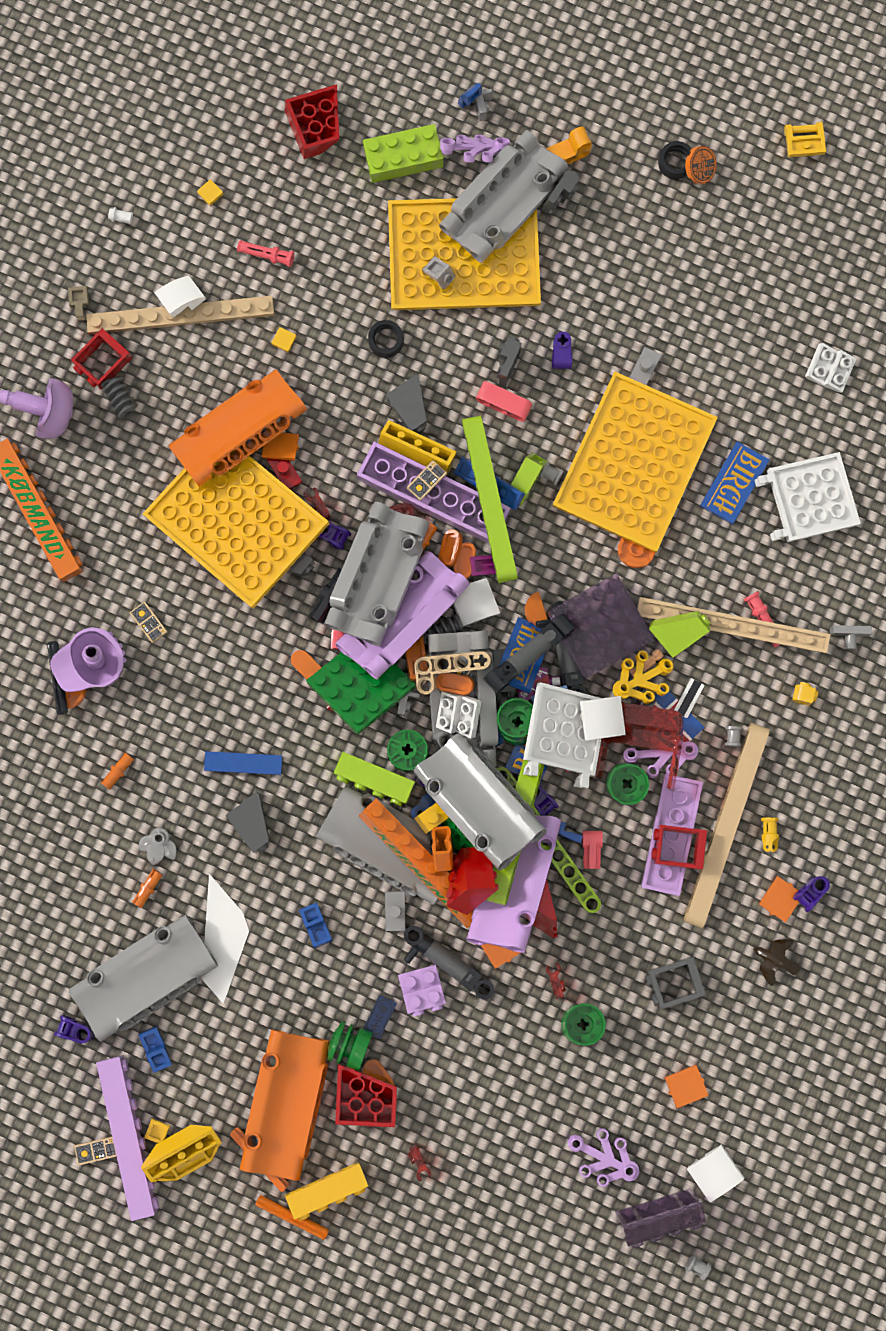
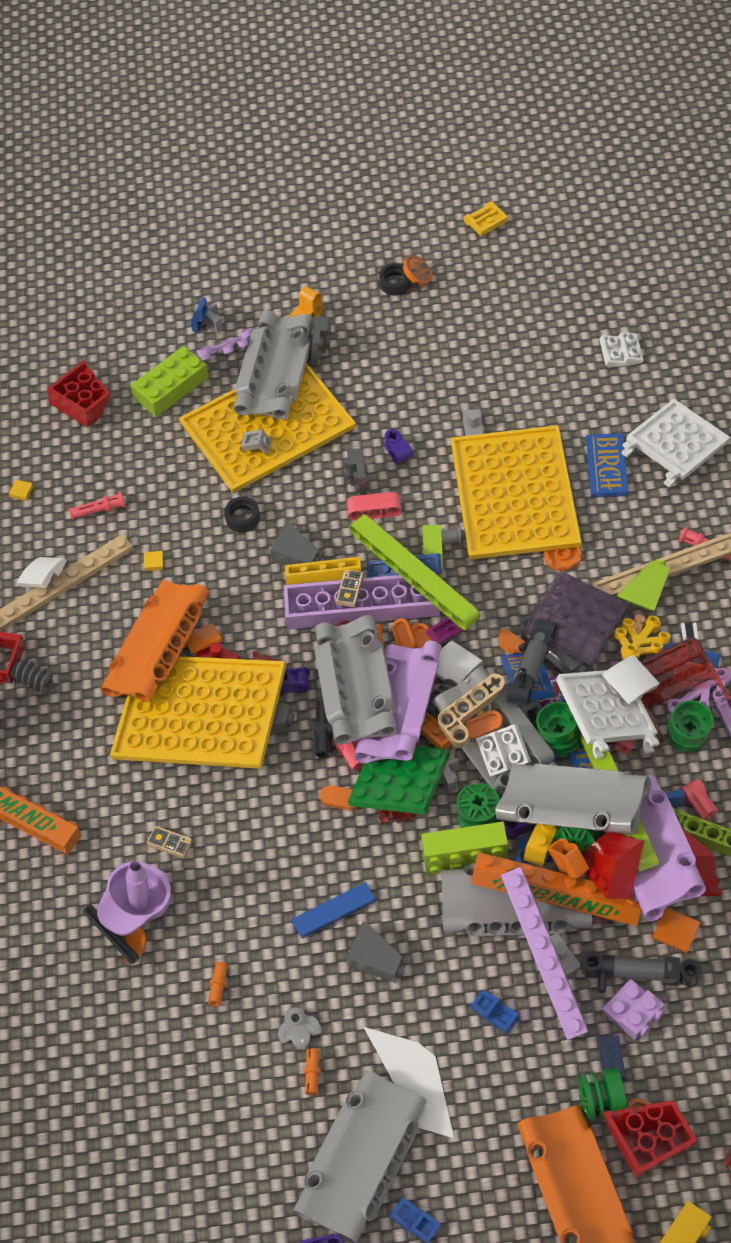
camera: 25 degrees left, 25 degrees down
(375, 911) = (544, 953): none -> lavender brick

